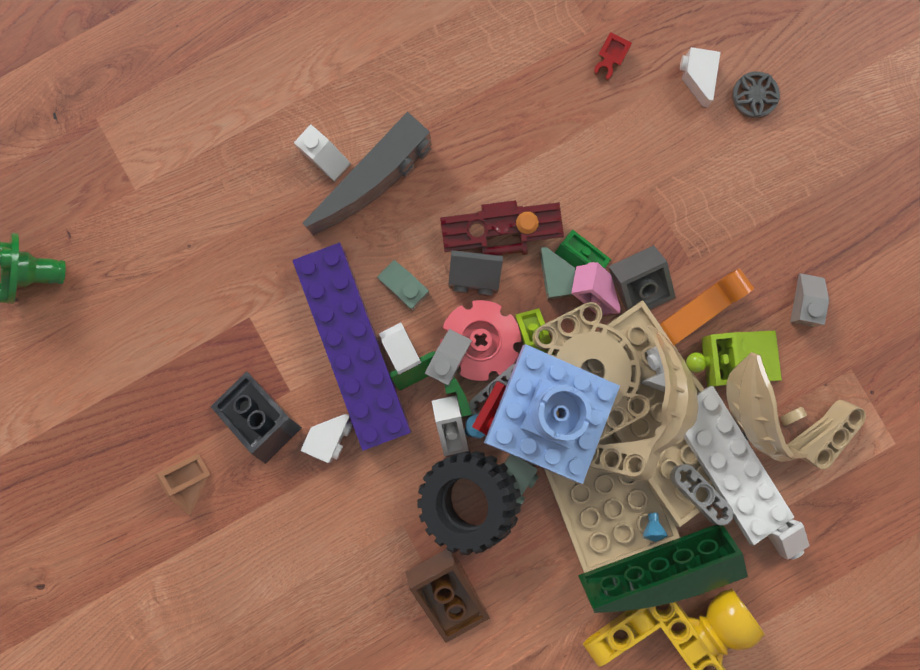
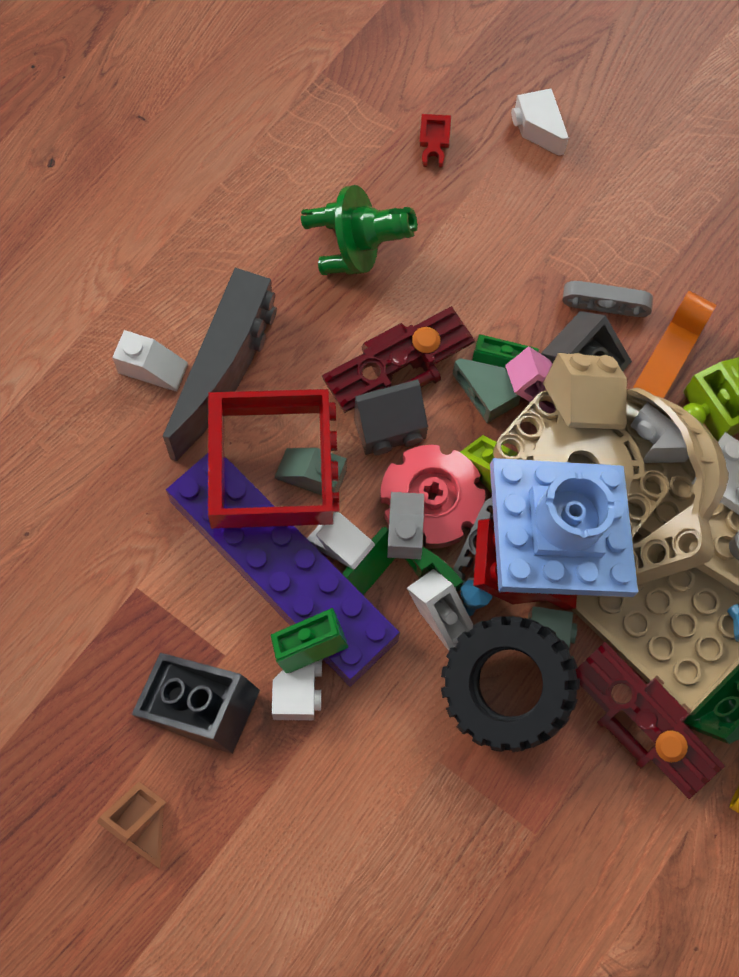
camera: 30 degrees left, 15 degrees down
(335, 252) = (270, 403): none -> red window
(344, 413) = (308, 641): none -> green slope
(446, 595) = (535, 819): reddish brown slope -> none
(514, 113) = (358, 230): none -> green piece
(560, 562) = (657, 713): none -> dark red piece
(622, 318) = (588, 390): none -> tan slope
(680, 242) = (607, 298): none -> light grey beam
(756, 94) = (609, 121): dark grey wheel -> none

